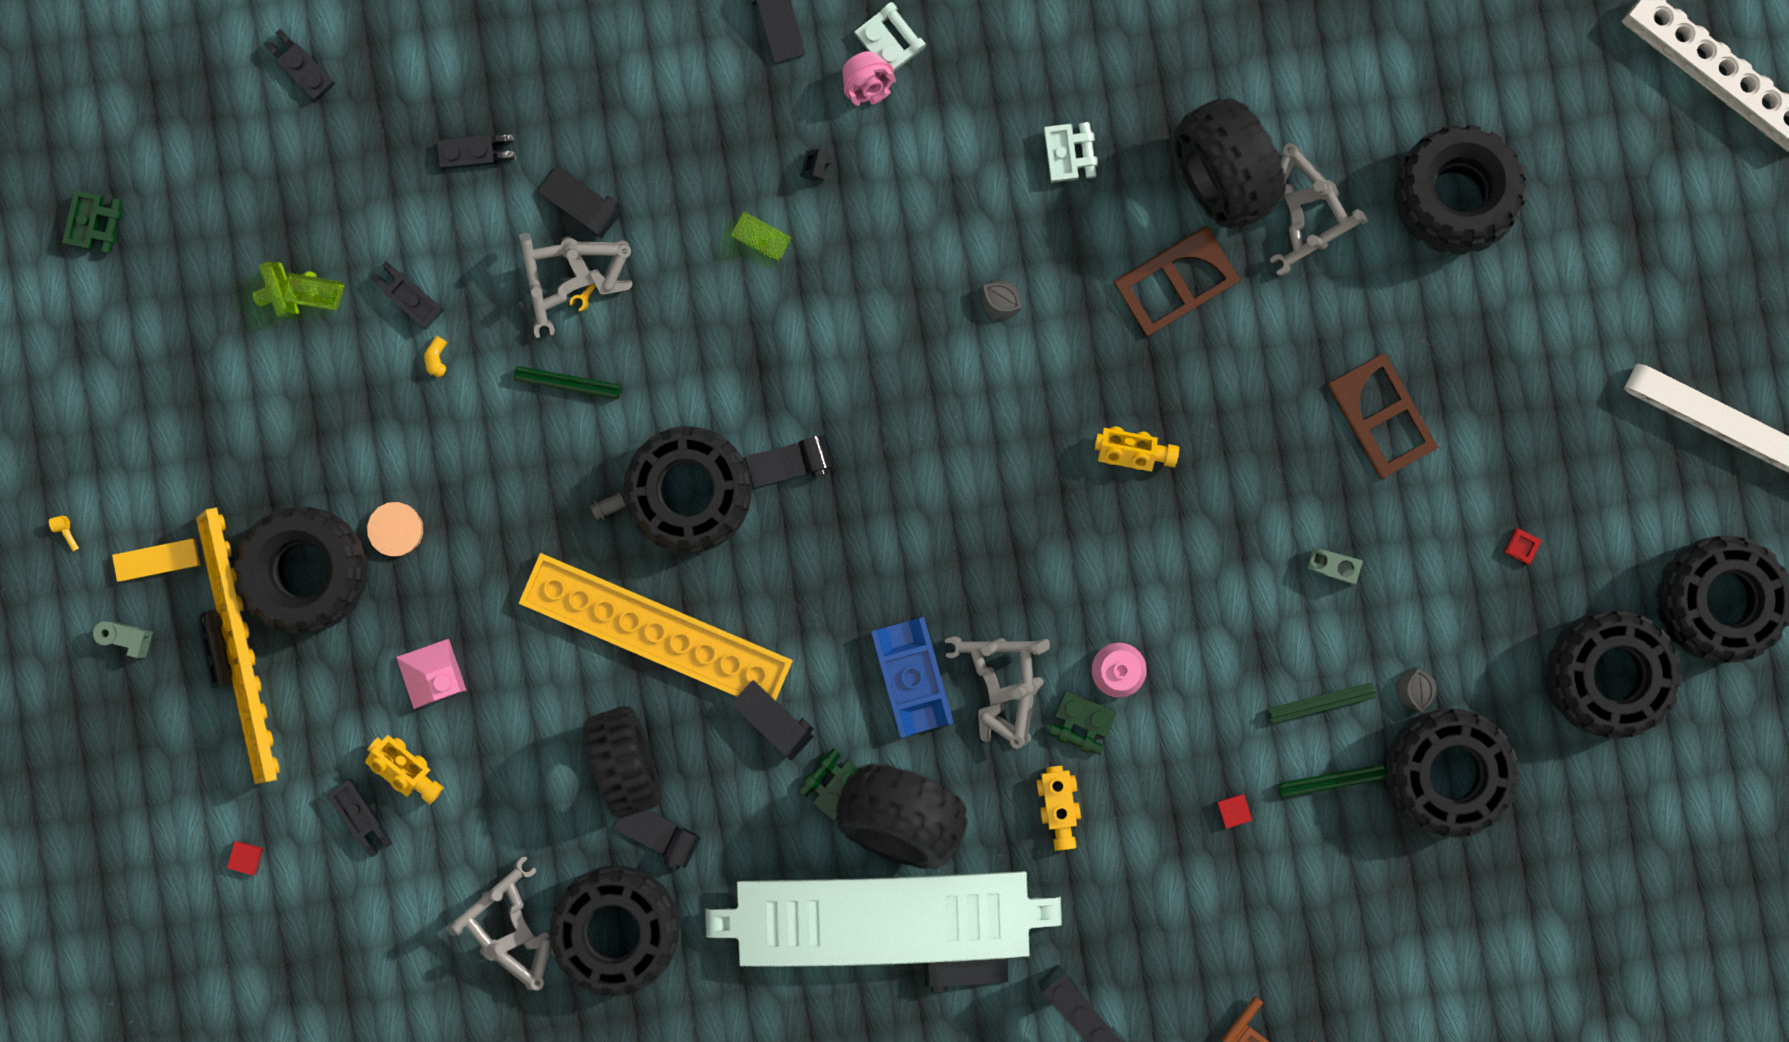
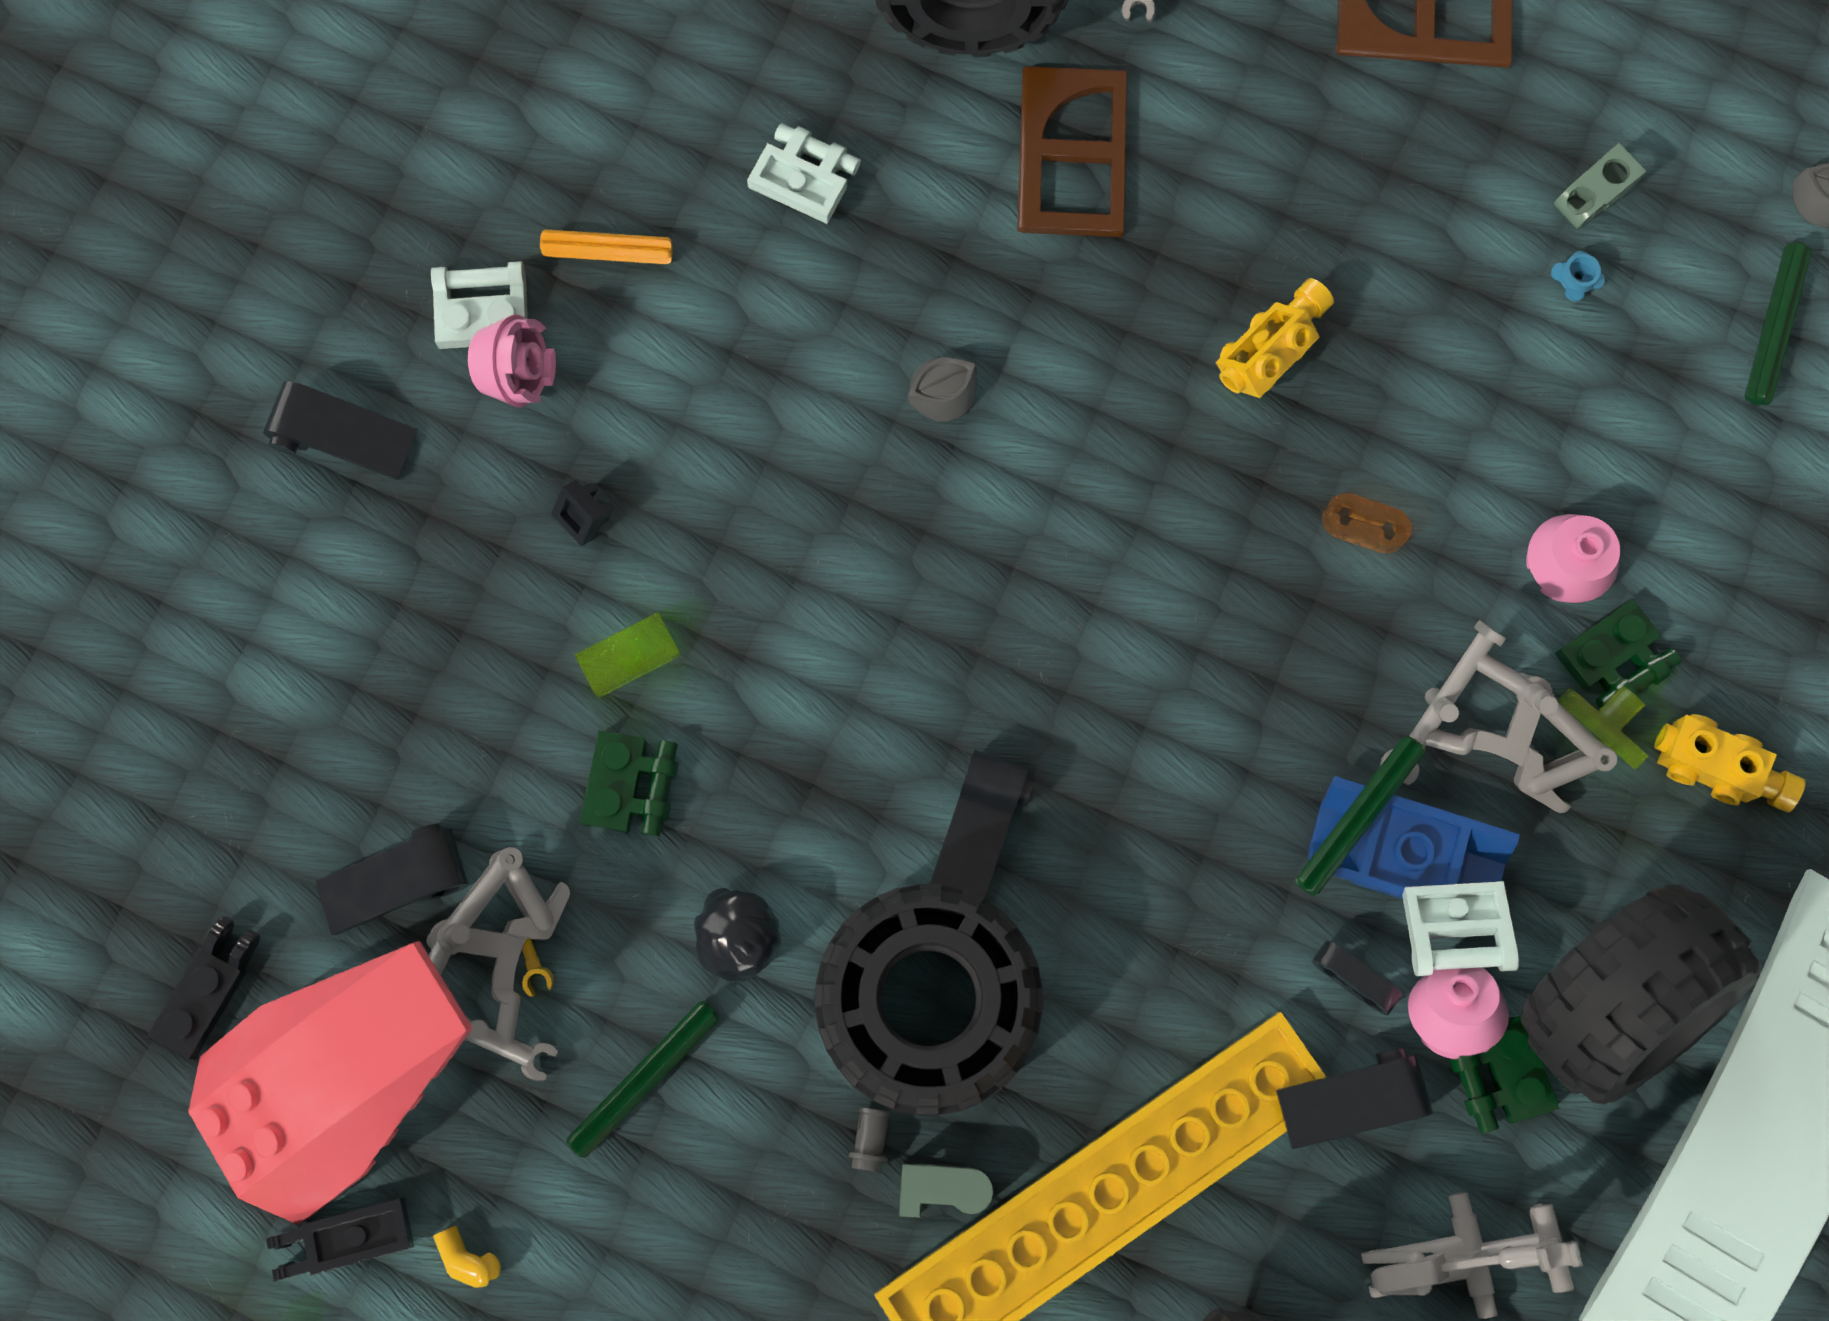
camera: 60 degrees left, 10 degrees down
(469, 237) = (323, 1079): none -> coral wedge
(614, 563) = (944, 1185): none -> sand green leg
(660, 380) = (736, 934): none -> black hair
(696, 273) = (615, 781): none -> dark green plate
(735, 818) = (1468, 1258): none -> light grey piece
(833, 687) = (1357, 978): none -> black beam
(847, 743) = (1458, 1011): none -> bright pink cone
(892, 714) = (1460, 912): none -> light aqua plate
(910, 639) = (1360, 816): none -> dark green axle
(962, 80) = (606, 246): none -> light orange axle
(1040, 734) = (1609, 721): none -> clear neon green tile
(1063, 557) = (1370, 514): none -> clear orange beam
(1287, 581) = (1586, 267): none -> dark azure plate

